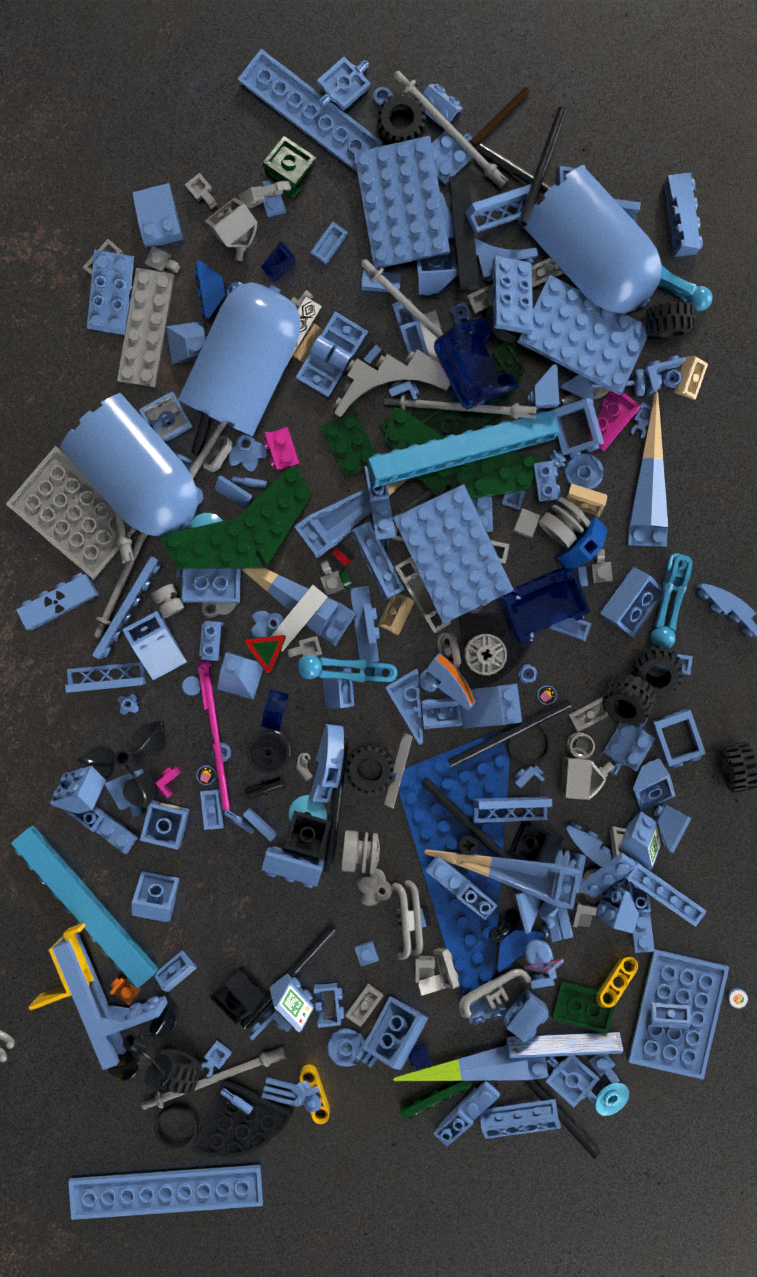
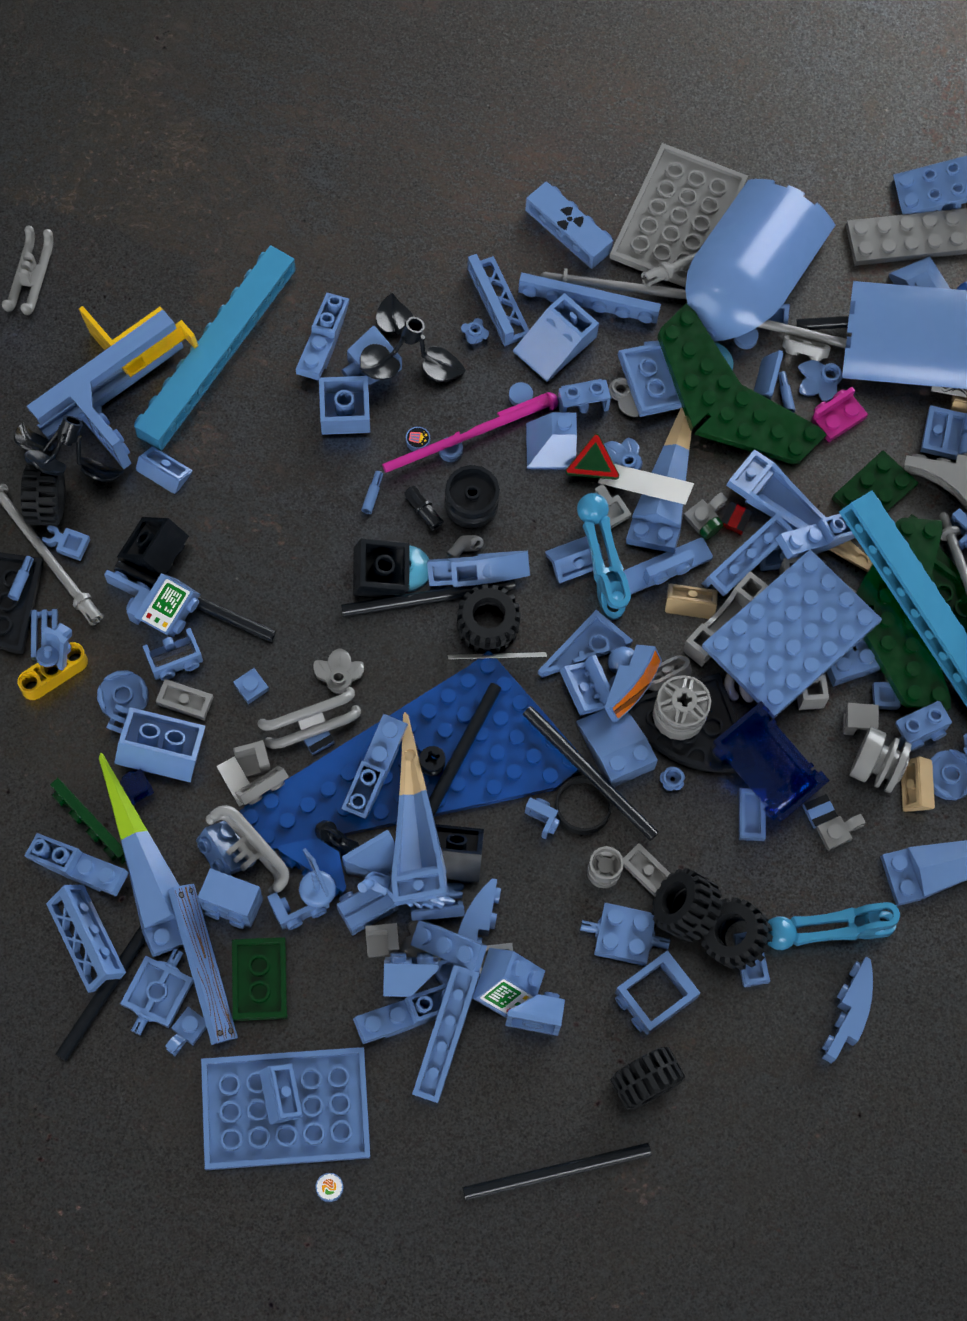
camera: 65 degrees right, 20 degrees down
(78, 790) = (357, 299): medium blue slope -> none
(124, 989) = (126, 416): orange bracket -> none
(155, 896) = (250, 419): medium blue slope -> none
(156, 416) = (831, 275): piece -> none
(167, 600) = (613, 337): light grey wheel -> none
(168, 775) = (401, 395): dark pink bracket -> none
(212, 809) = (374, 455): medium blue plate -> none
(260, 824) = (377, 513): medium blue tile -> none
(274, 710) = (523, 492): clear blue slope -> none
(292, 866) = (337, 562): medium blue slope -> none
(360, 852) = (381, 633): light grey wheel -> none
(527, 803) = (503, 800): medium blue fence -> none
(546, 695) = (654, 810): tile -> none
(558, 458) = (955, 735): medium blue plate -> none
(582, 778) = (564, 878): light grey piece -> none
(585, 546) = (862, 796): blue slope -> none
(608, 986) = (319, 1003): yellow beam -> none
(611, 1099) = (137, 1058): medium azure dish -> none
(633, 602) = (810, 881): medium blue slope -> none
(653, 785) = (581, 977): medium blue slope -> none

